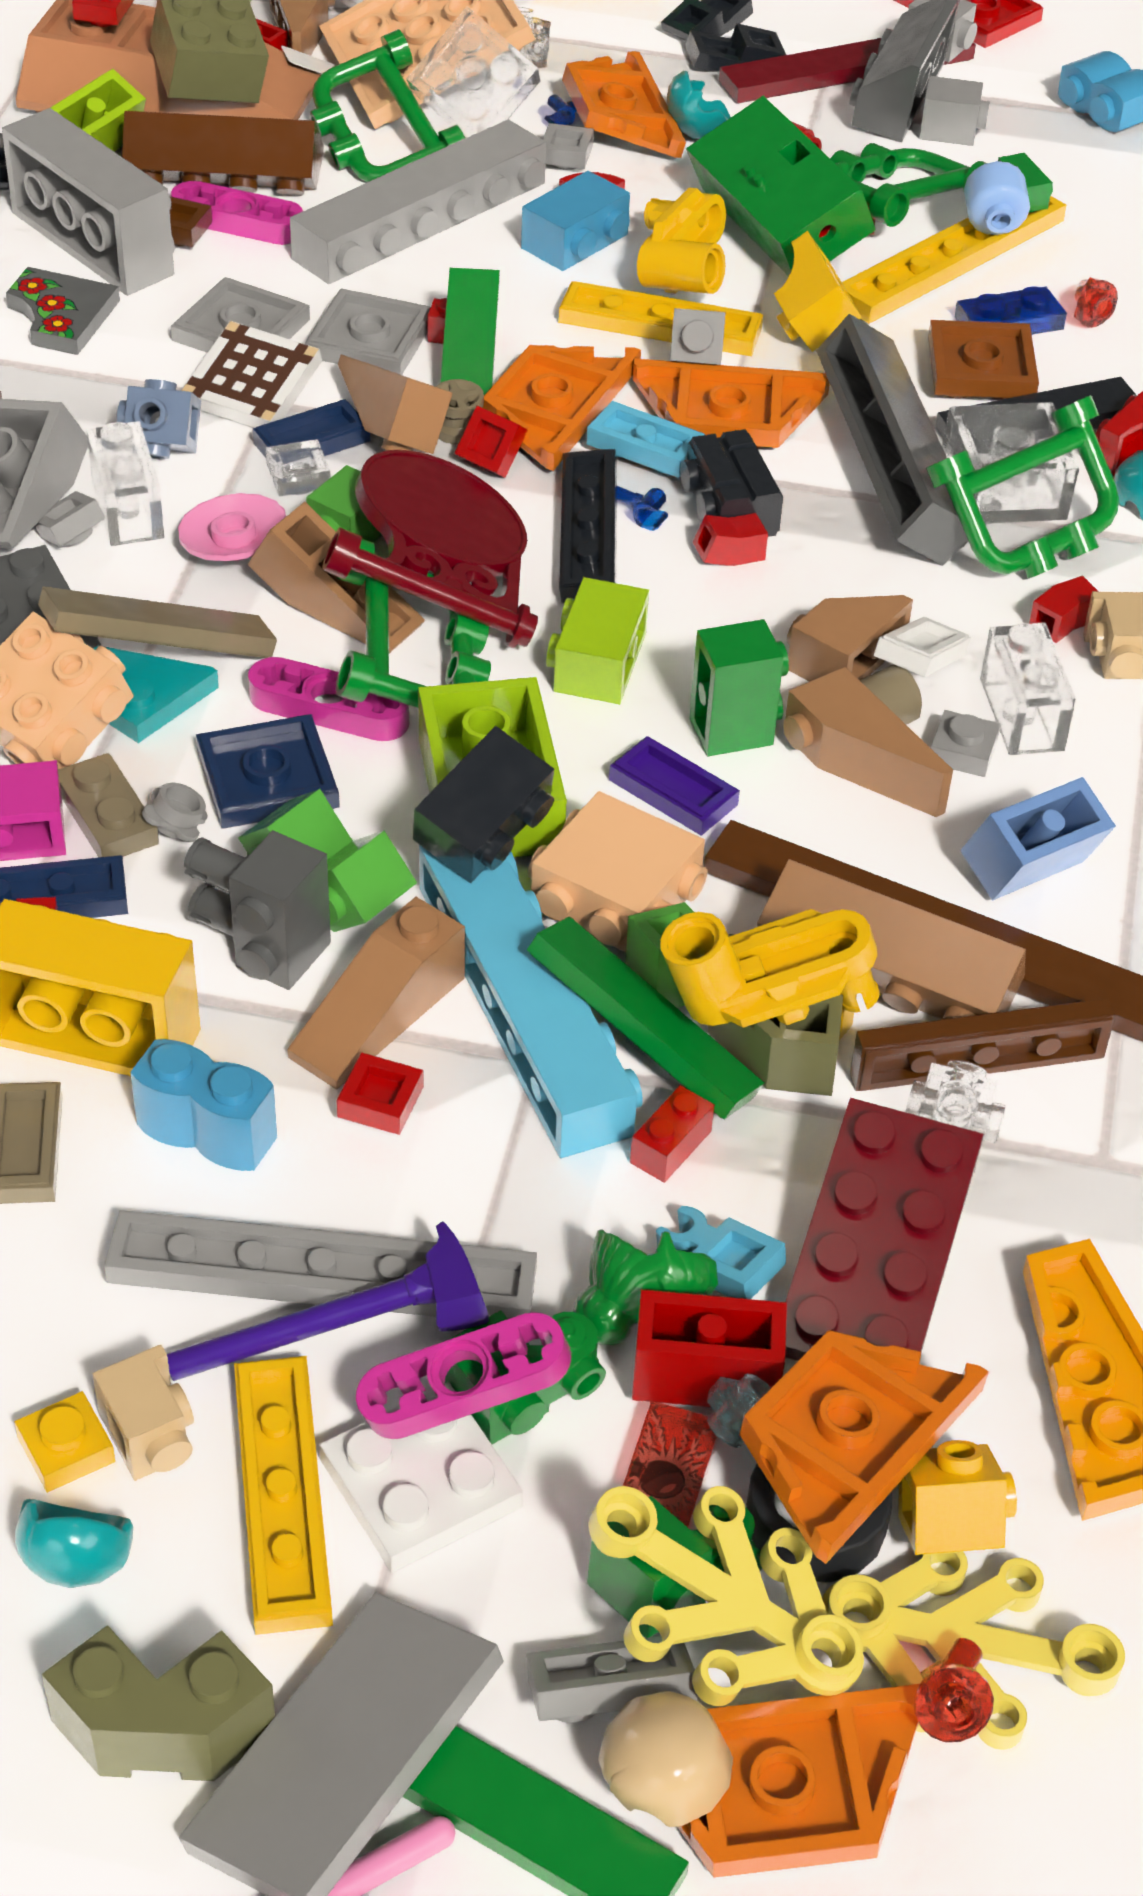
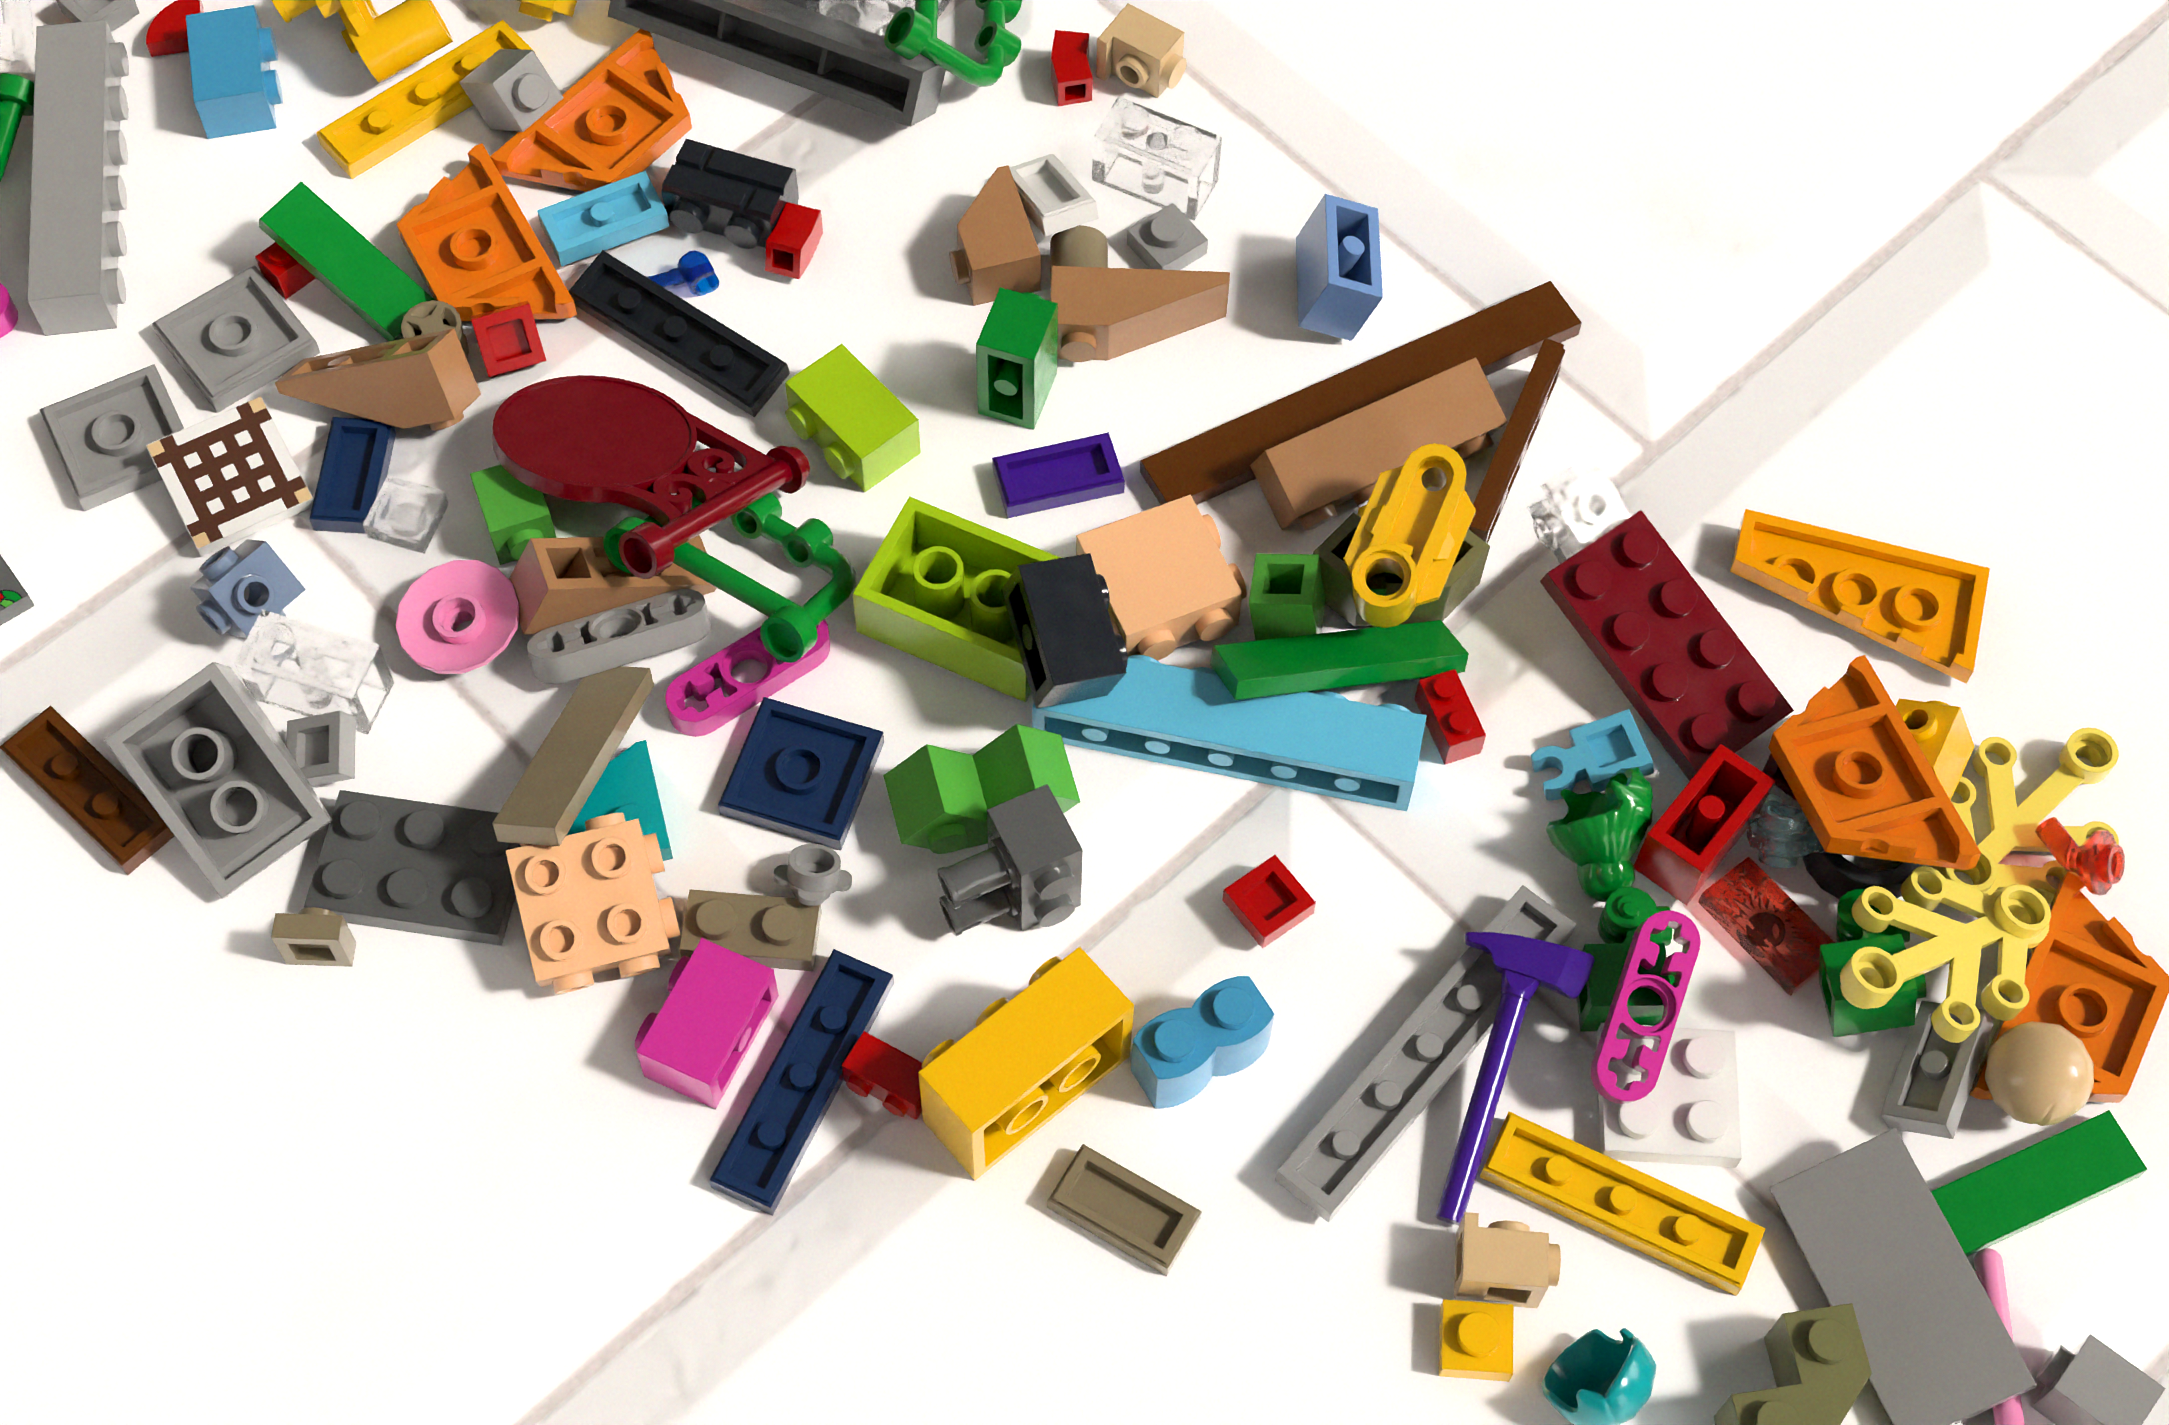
camera: 55 degrees left, 15 degrees up
(291, 613) = (648, 628): none -> light grey beam
(383, 991) = (1160, 837): medium nougat slope -> none

